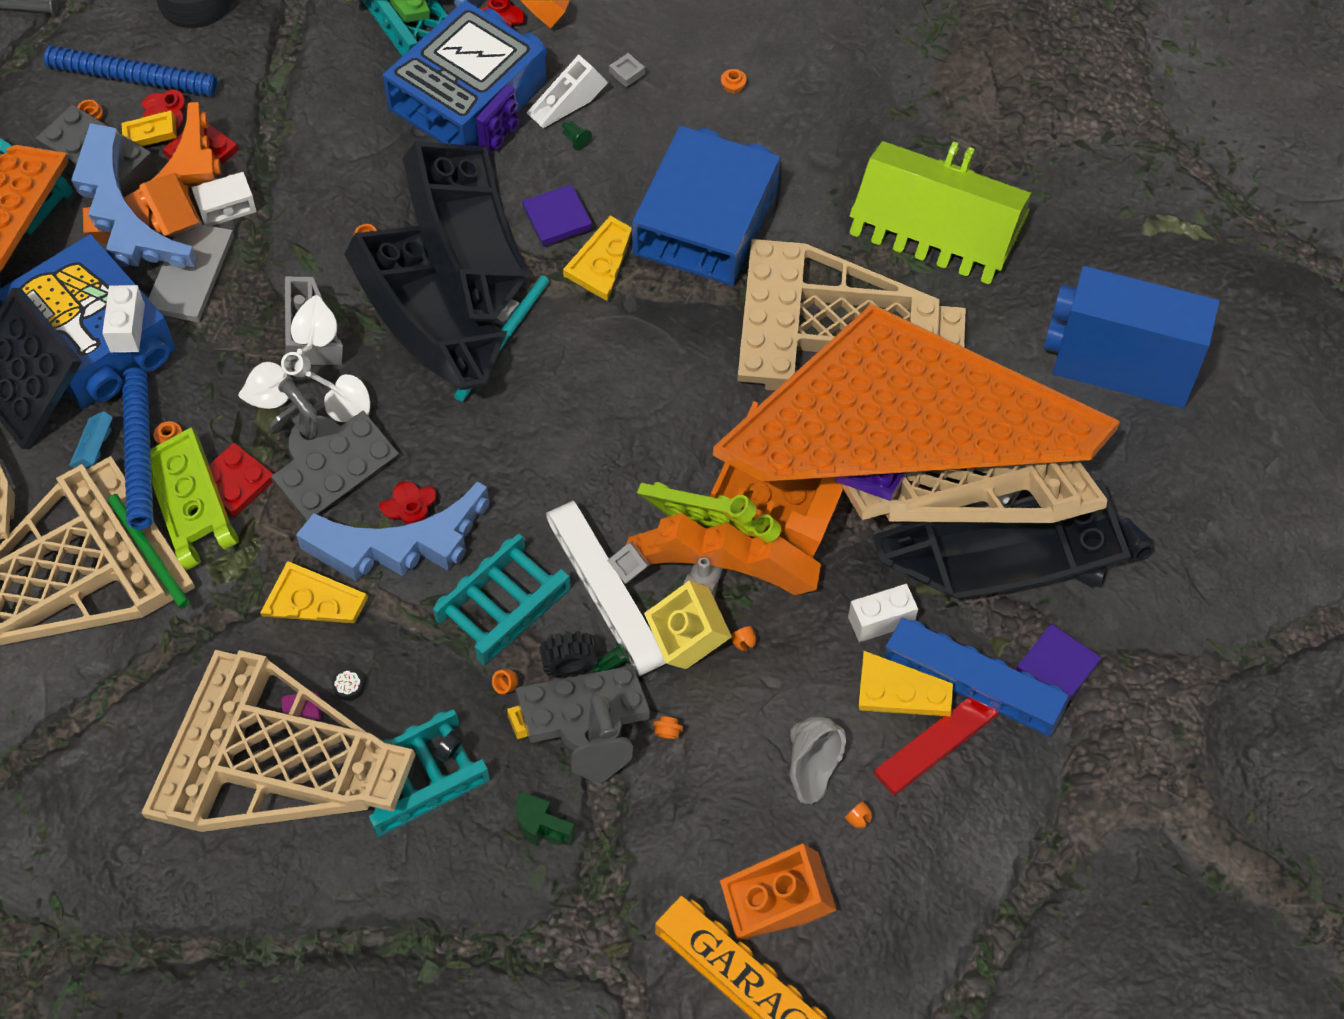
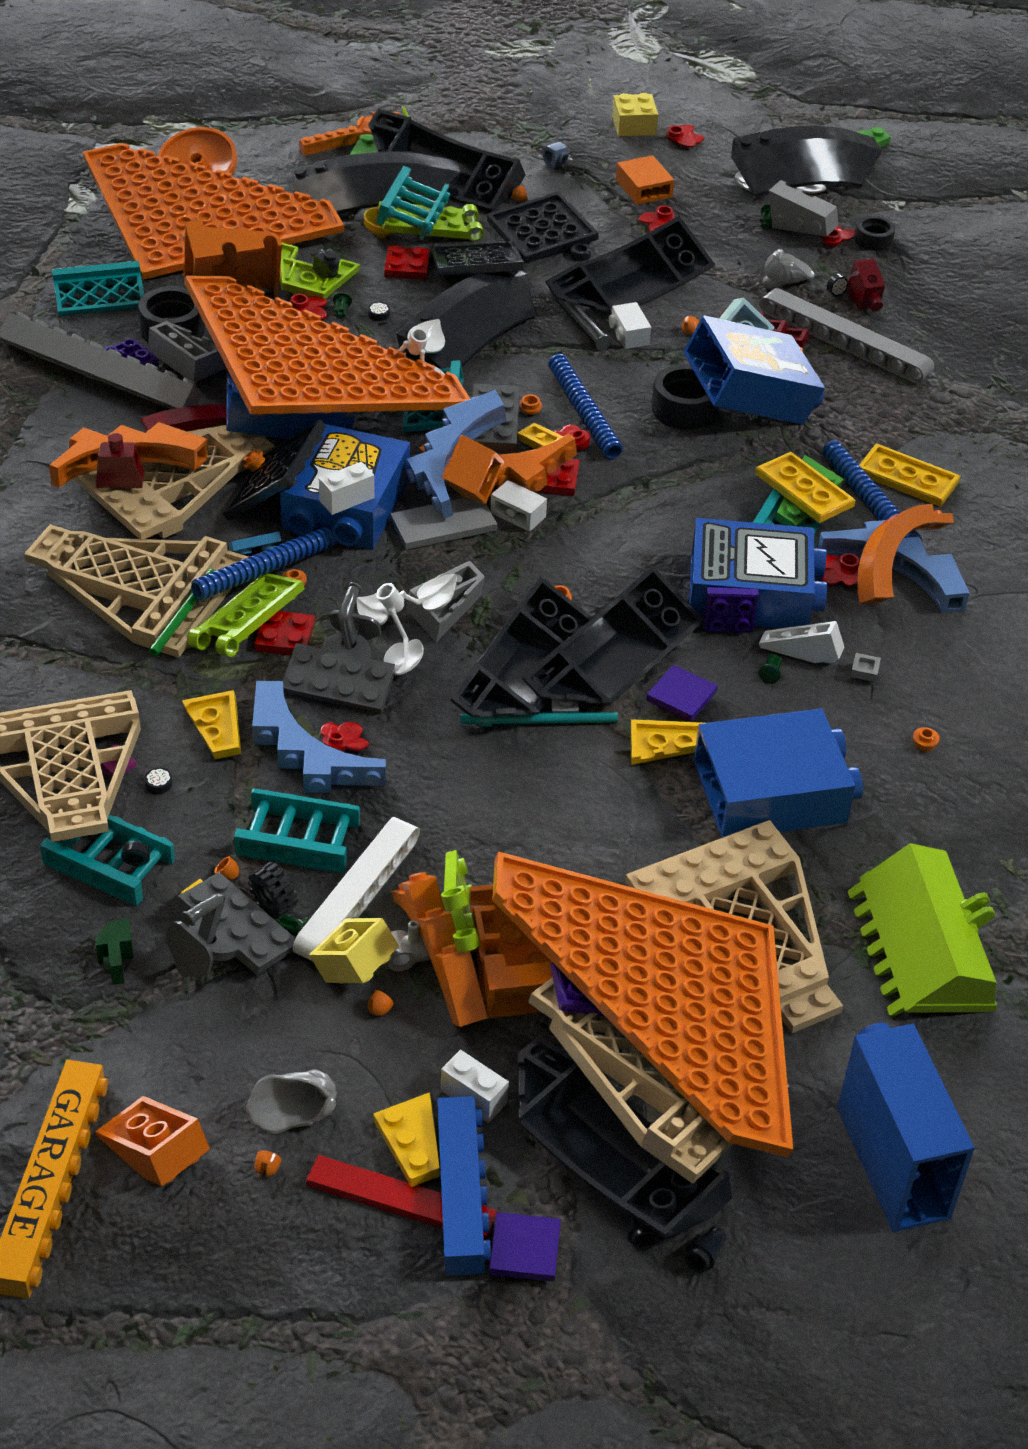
camera: 55 degrees right, 15 degrees down
(628, 562) = (384, 885): light grey plate -> none
(667, 728) = (256, 990): orange plate -> none

